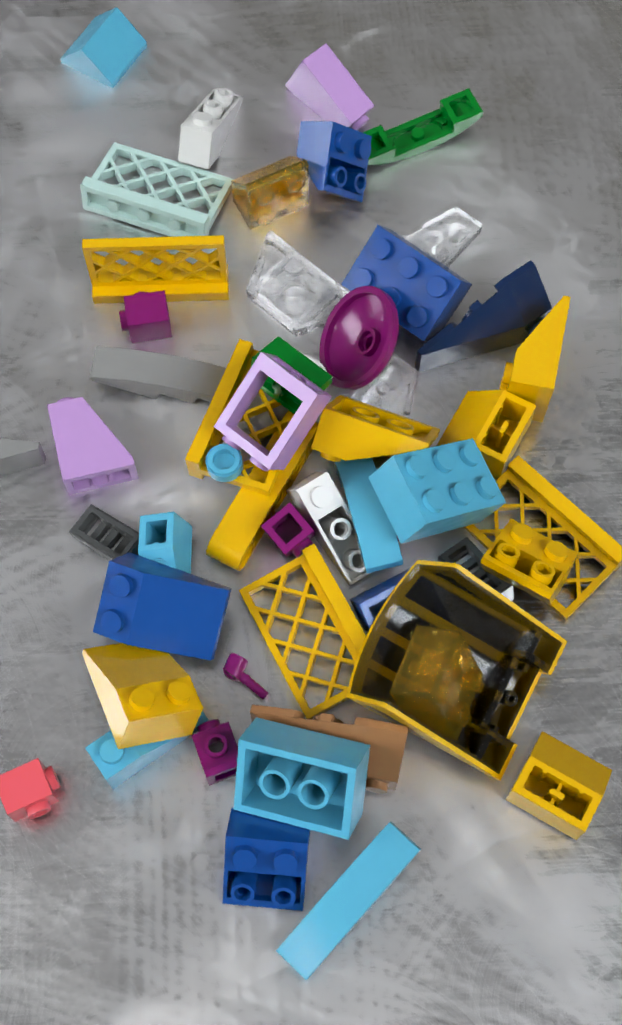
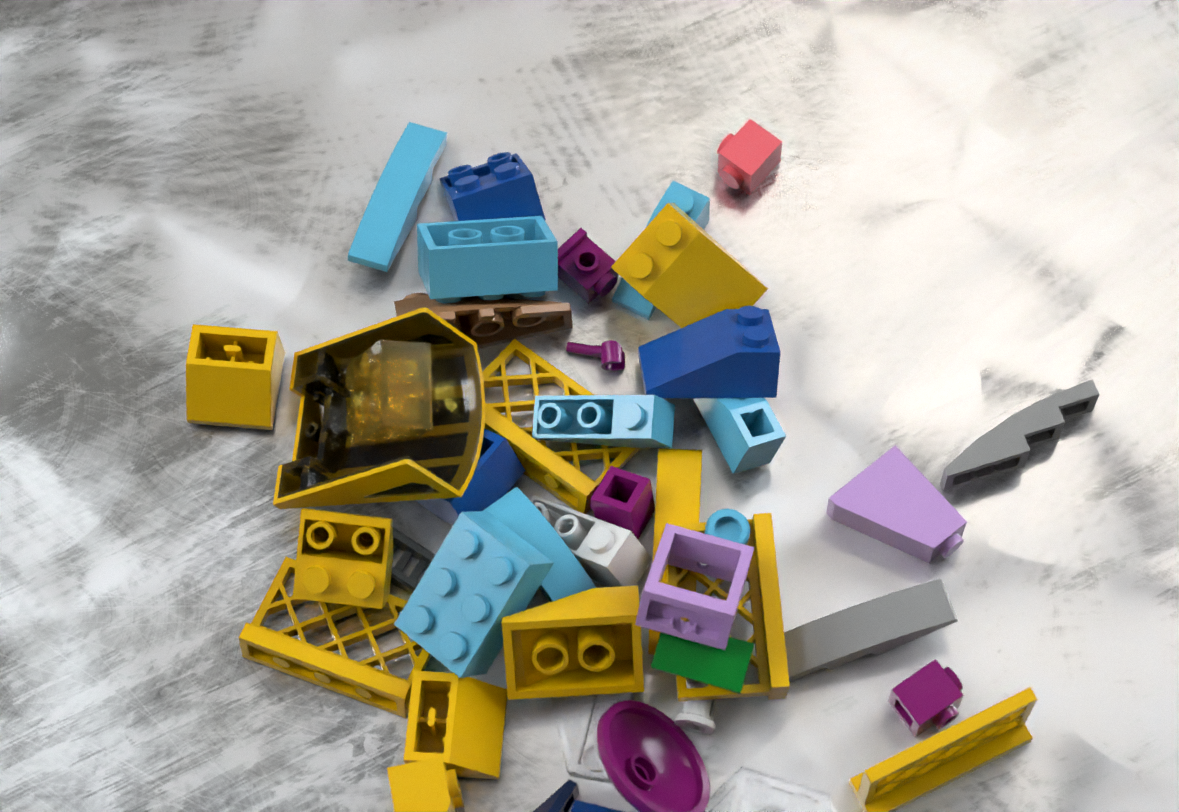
camera: 160 degrees right, 0 degrees up
(87, 521) = (802, 409): dark grey slope -> none
(272, 597) = (605, 420): none -> medium azure slope

